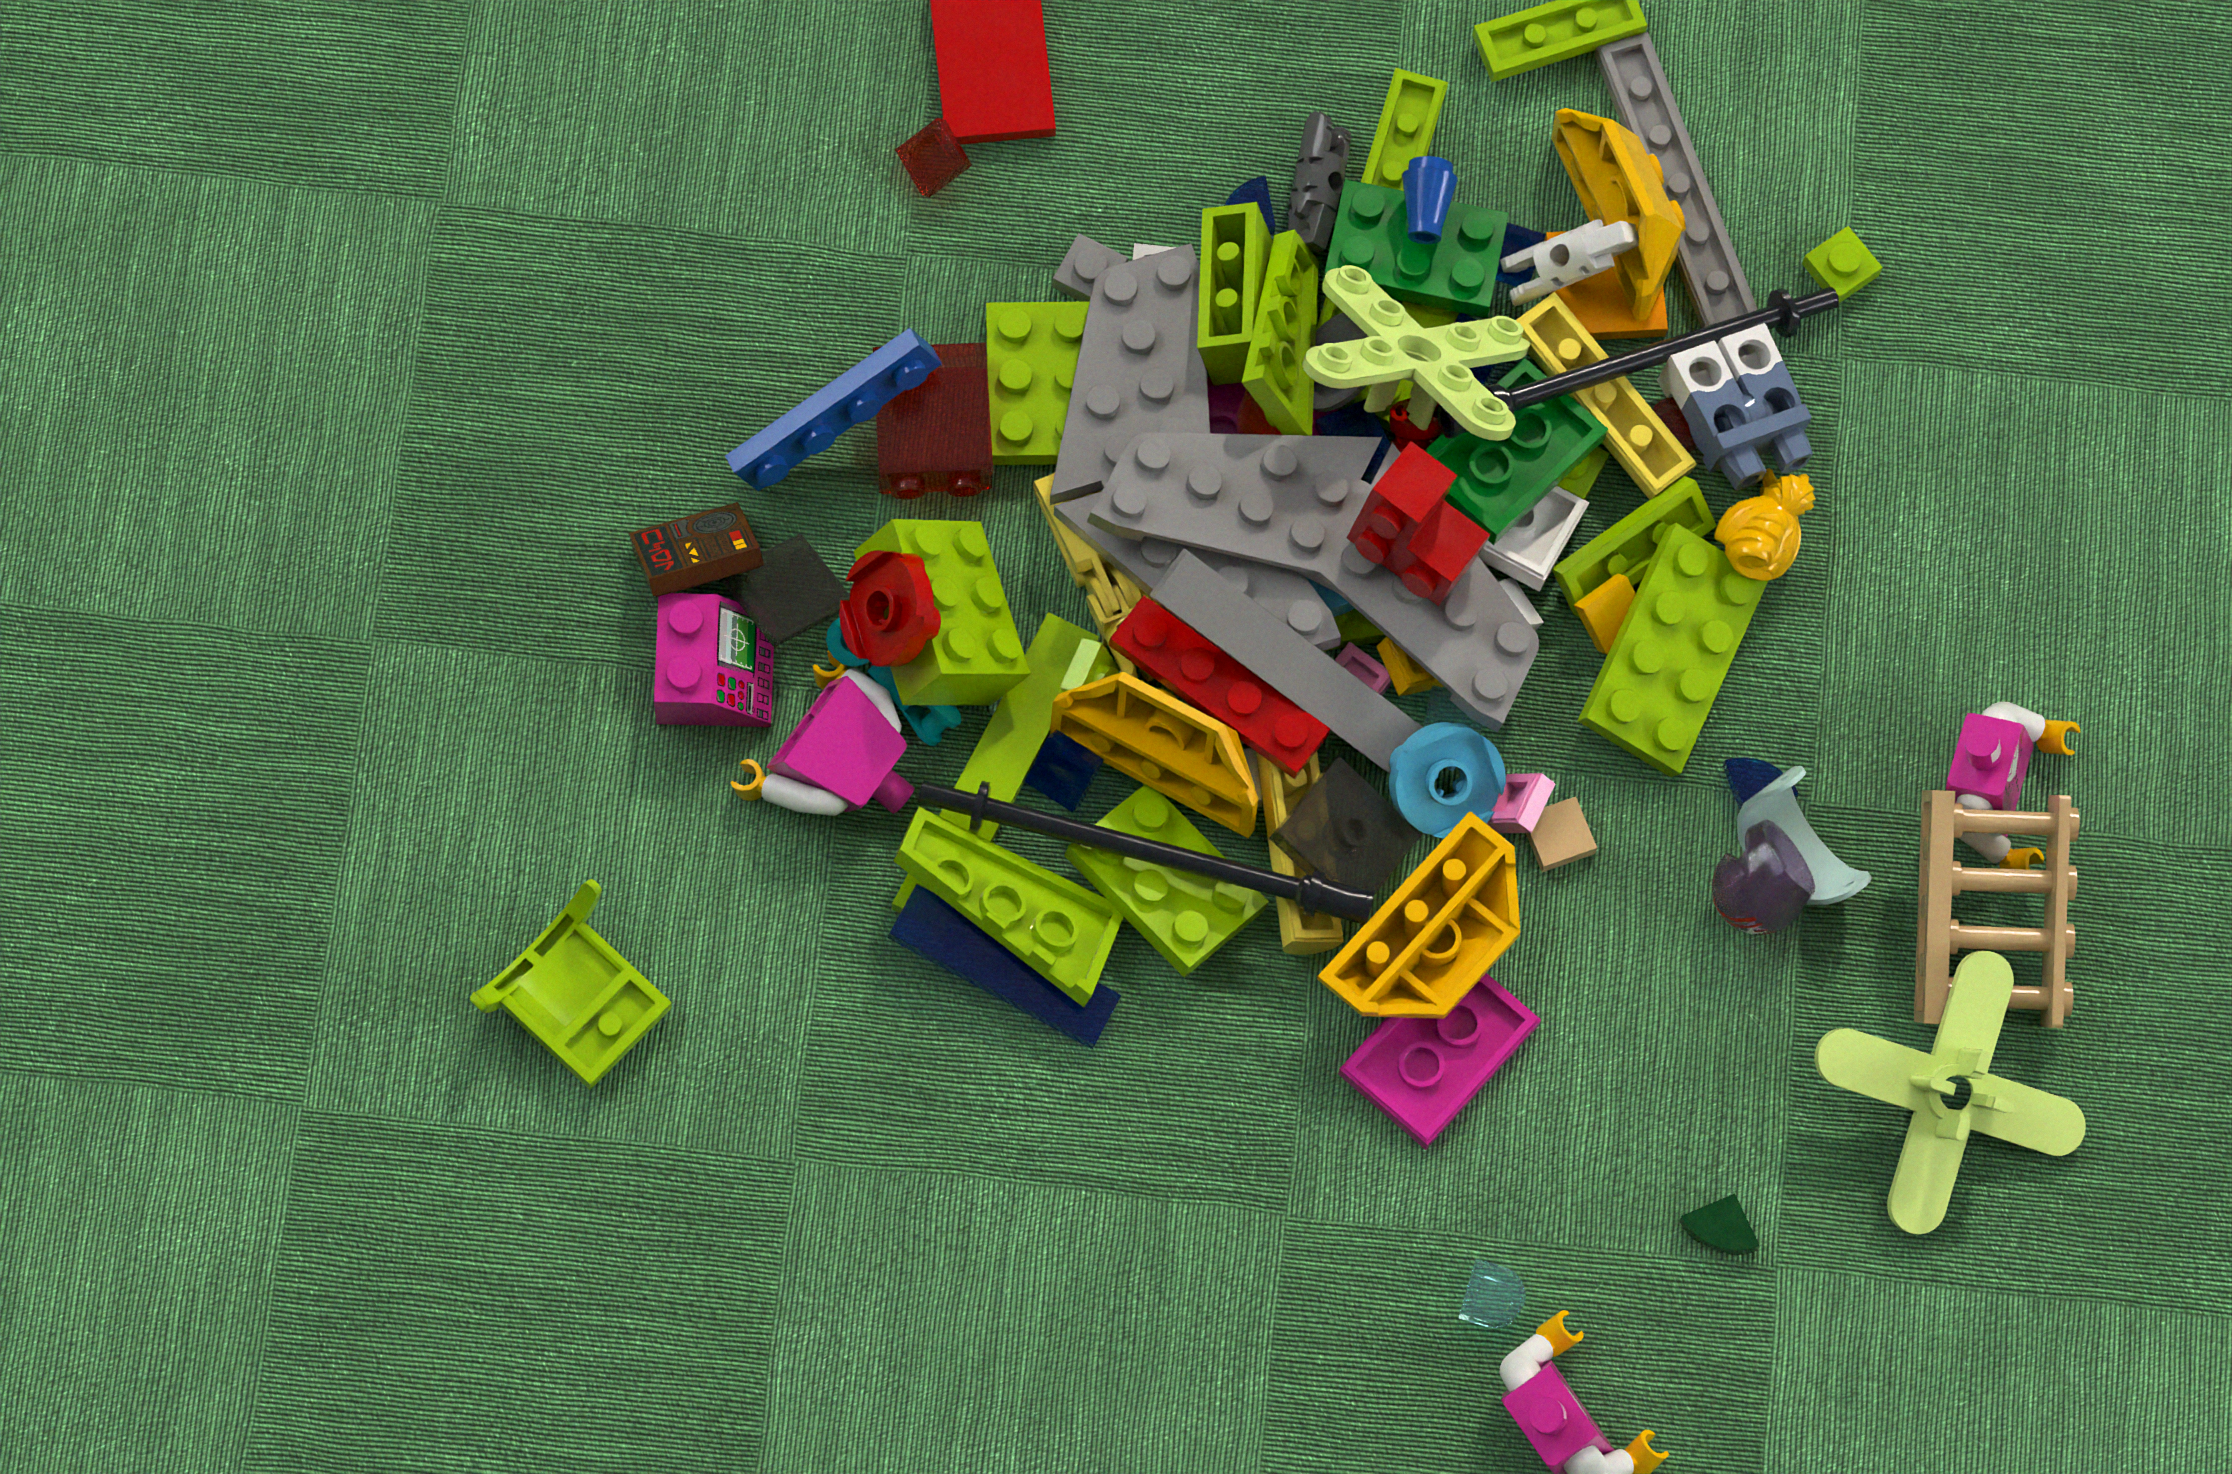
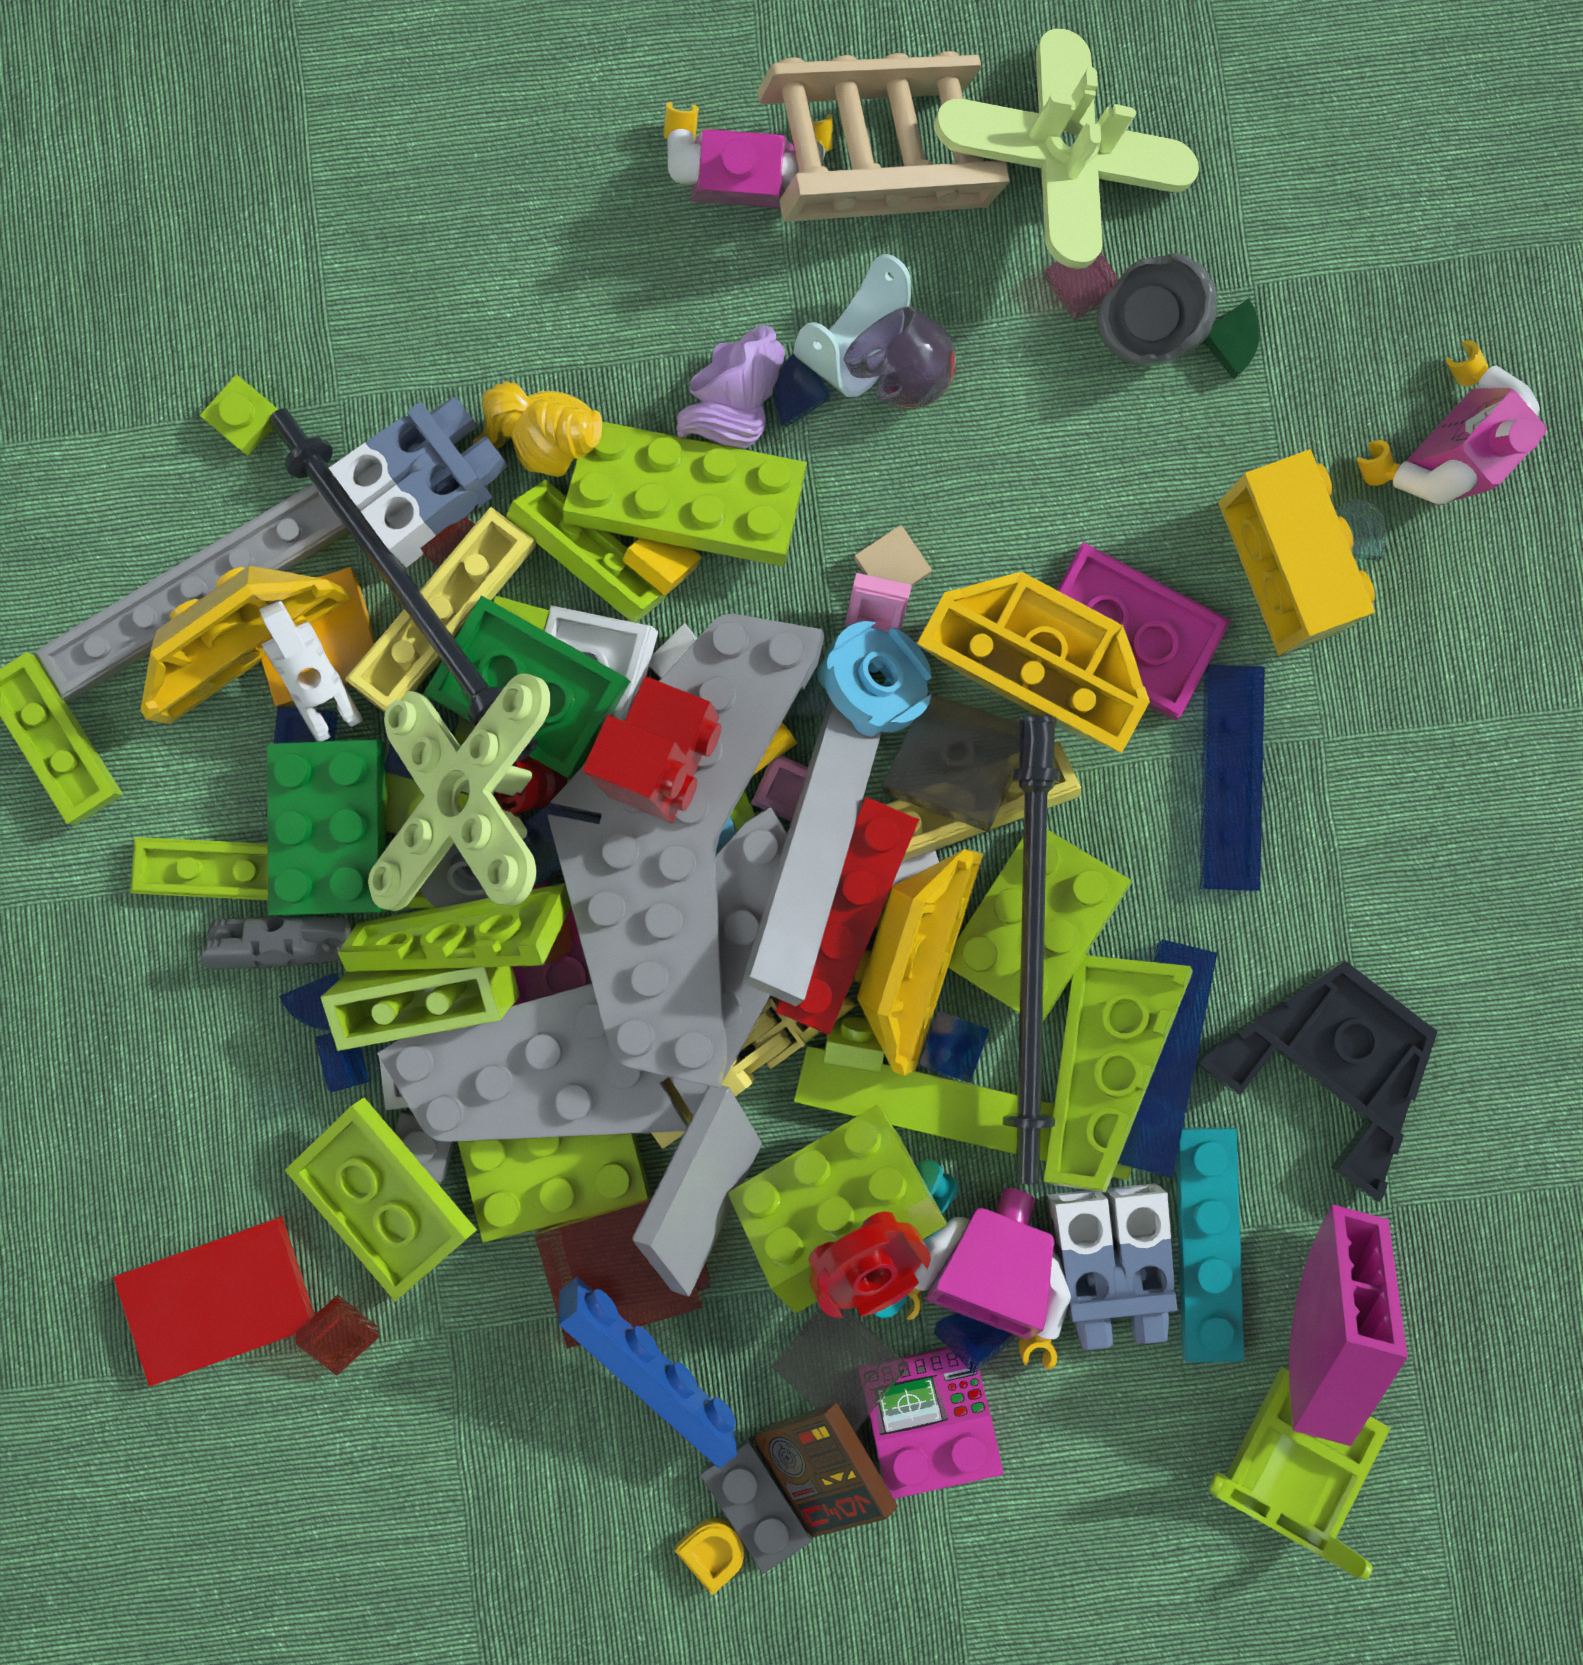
camera: 95 degrees left, 15 degrees up
(638, 443) = (712, 1552): none -> yellow tile
(672, 490) = (757, 1506): none -> dark grey plate
(710, 1047) = (1345, 1327): none -> dark pink brick
(776, 720) = (971, 1339): none -> clear blue tile
(808, 969) = (1209, 1245): none -> teal plate
(819, 867) = (1118, 1282): none -> hips
(969, 1152) = (1353, 1045): none -> black wing
(992, 480) = (693, 1192): none -> light grey tile
(1051, 219) = (380, 1199): none -> lime plate
(1184, 214) = (340, 1068): none -> clear blue tile
(1266, 1110) = (1232, 778): none -> clear blue tile
(1428, 194) = (272, 825): blue cone -> none
(1479, 1204) = (1296, 552): none -> yellow brick
(1759, 1138) = (1158, 310): none -> dark grey piece
(1767, 718) = (734, 390): none -> lavender hair
(1810, 1096) = (1081, 288): none -> clear pink tile

